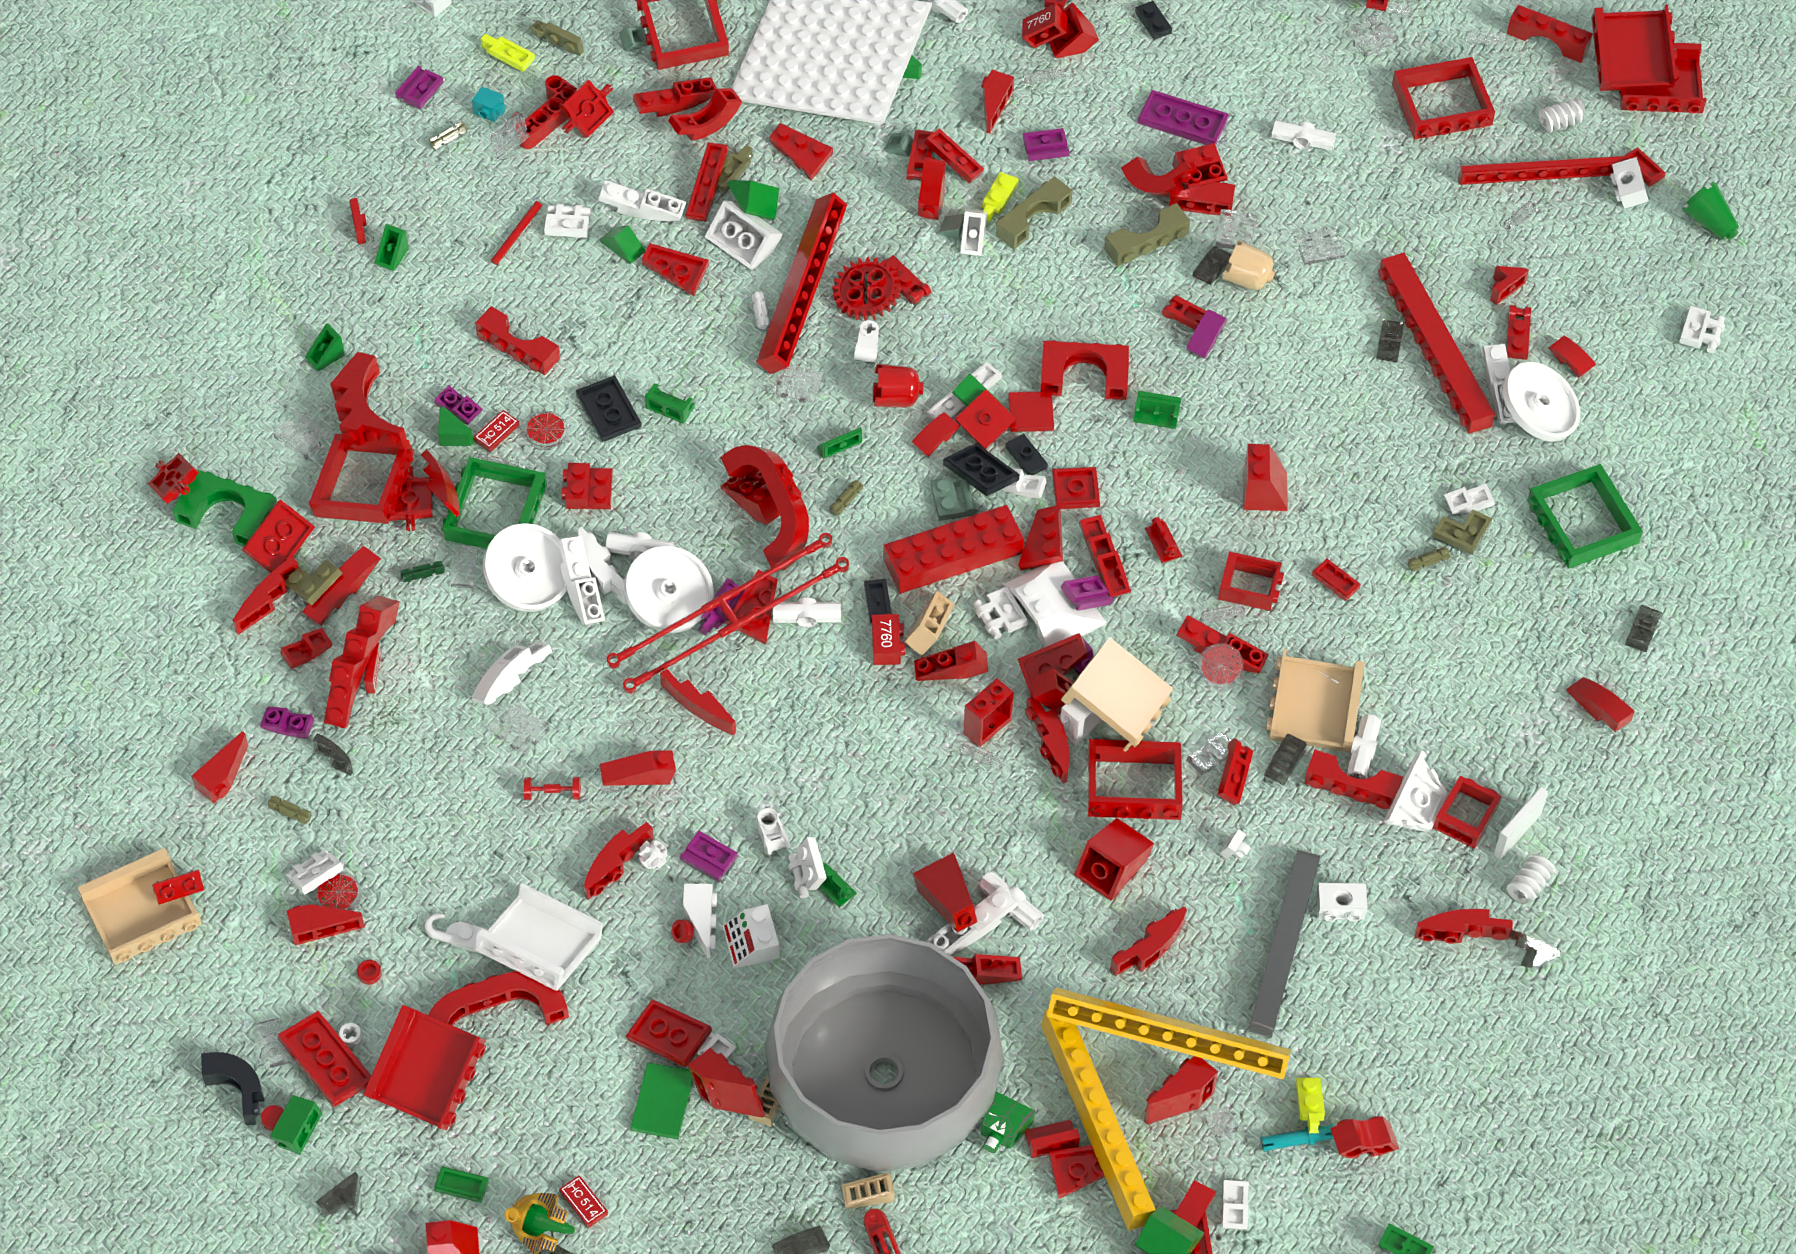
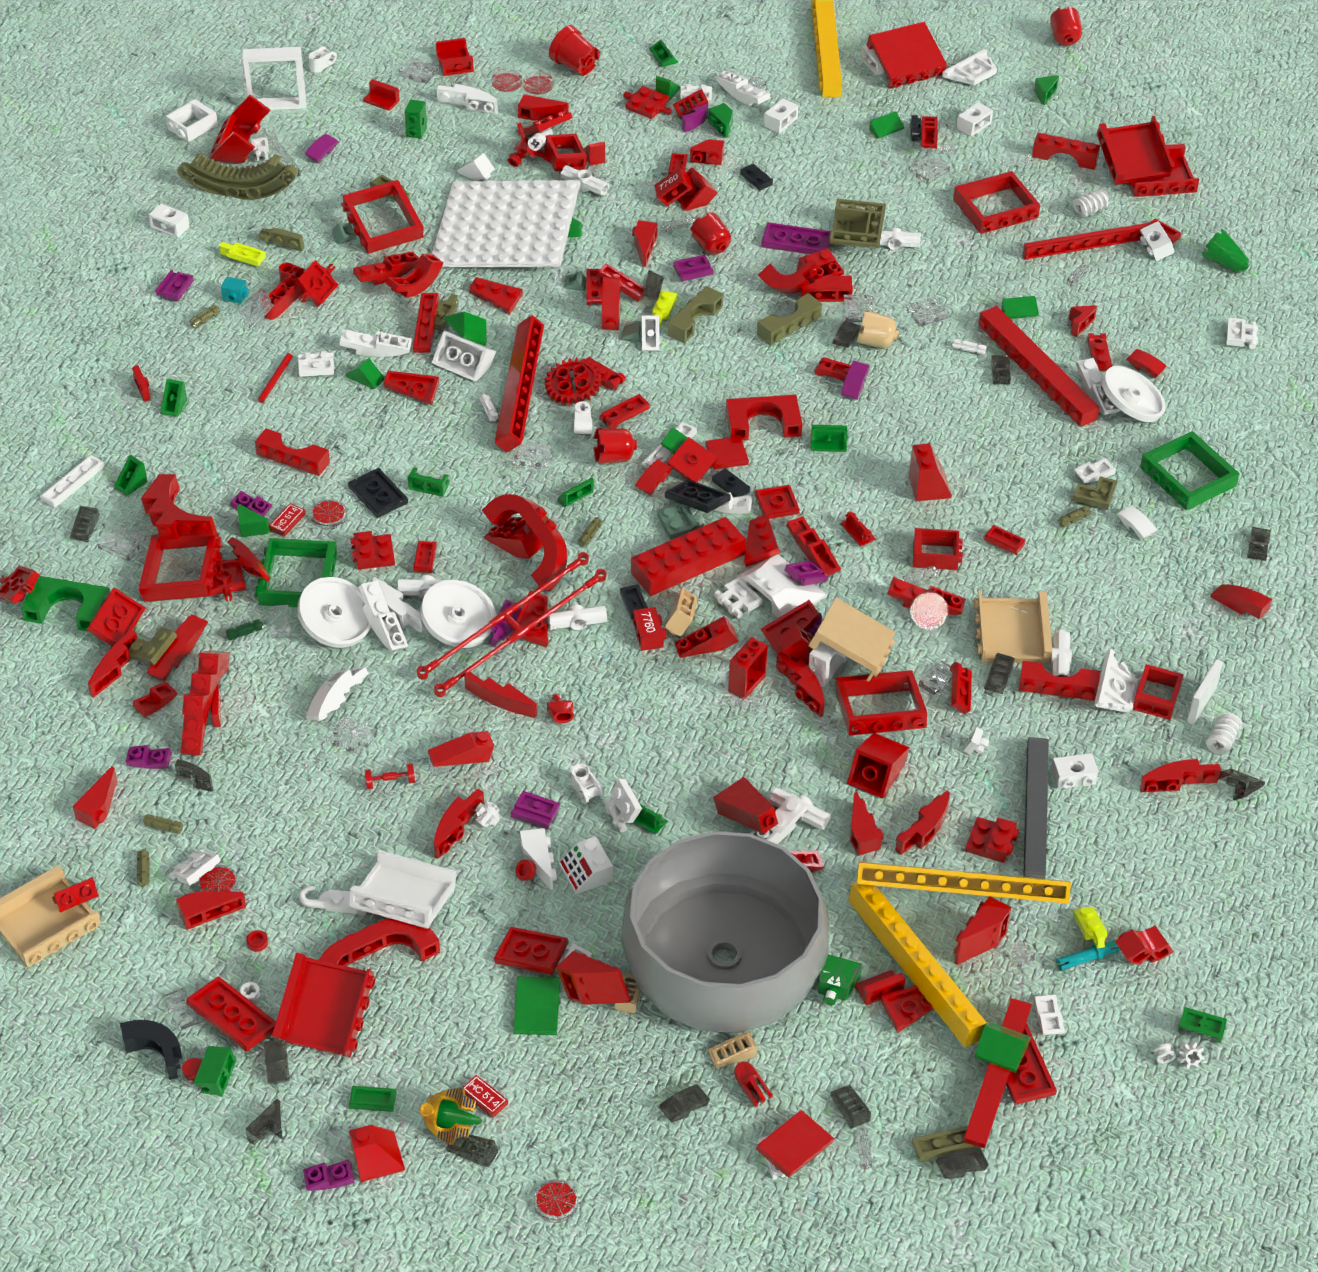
camera: 10 degrees left, 10 degrees down
(258, 343) = (72, 481): none -> white tile
(258, 862) = (143, 868): none -> olive axle
(263, 388) = (83, 511): none -> clear smoke slope
(364, 1123) = (276, 1062): none -> clear smoke slope
(646, 504) = (425, 557): none -> red plate
(763, 731) = (560, 709): none -> red piece
(920, 337) = (624, 411): none -> red plate
(994, 155) = (652, 285): none -> clear smoke slope
(1076, 941) = (864, 833): none -> red slope
(1077, 101) = (711, 233): none -> red cylinder
(1224, 973) = (992, 838): none -> red plate
(1260, 110) = (857, 224): none -> olive slope
(1359, 302) = (969, 346): none -> white axle
(1435, 255) = (1020, 307): none -> green slope
(1502, 577) = (1137, 521): none -> white slope

